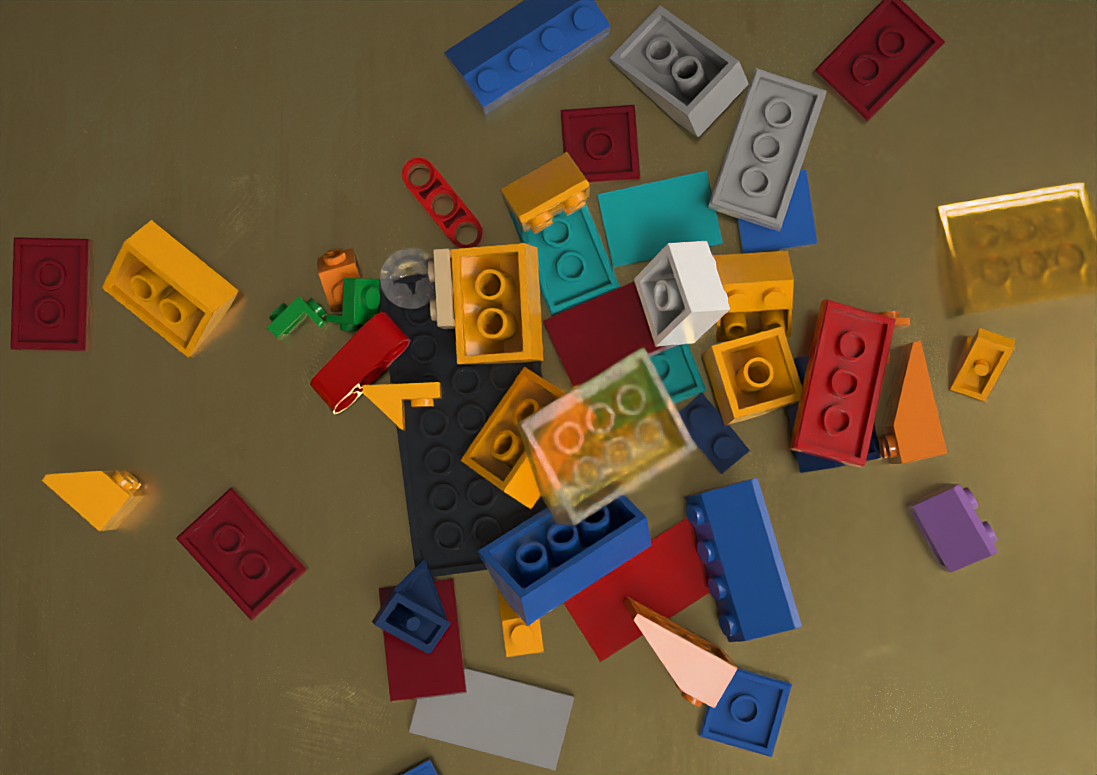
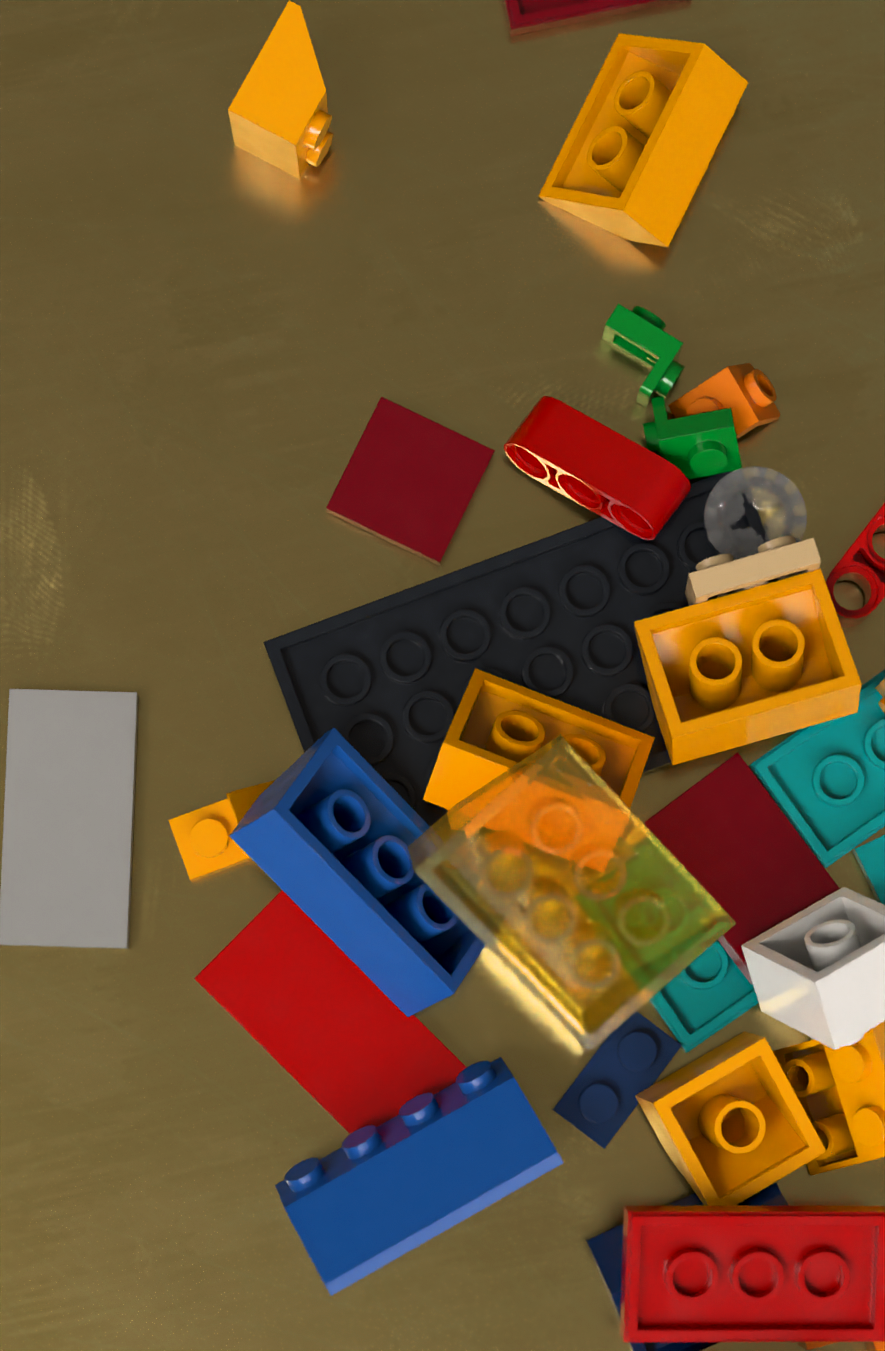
camera: 75 degrees right, 5 degrees down
(242, 553) = (240, 354): dark red tile -> none
(340, 472) = (410, 481): none -> dark red tile
(391, 398) = (553, 531): light orange slope -> none
(414, 611) = (211, 647): dark blue slope -> none
(416, 673) = (164, 675): dark red tile -> none
(693, 662) = (231, 1123): slope -> none
(748, 713) = (168, 1240): blue tile -> none

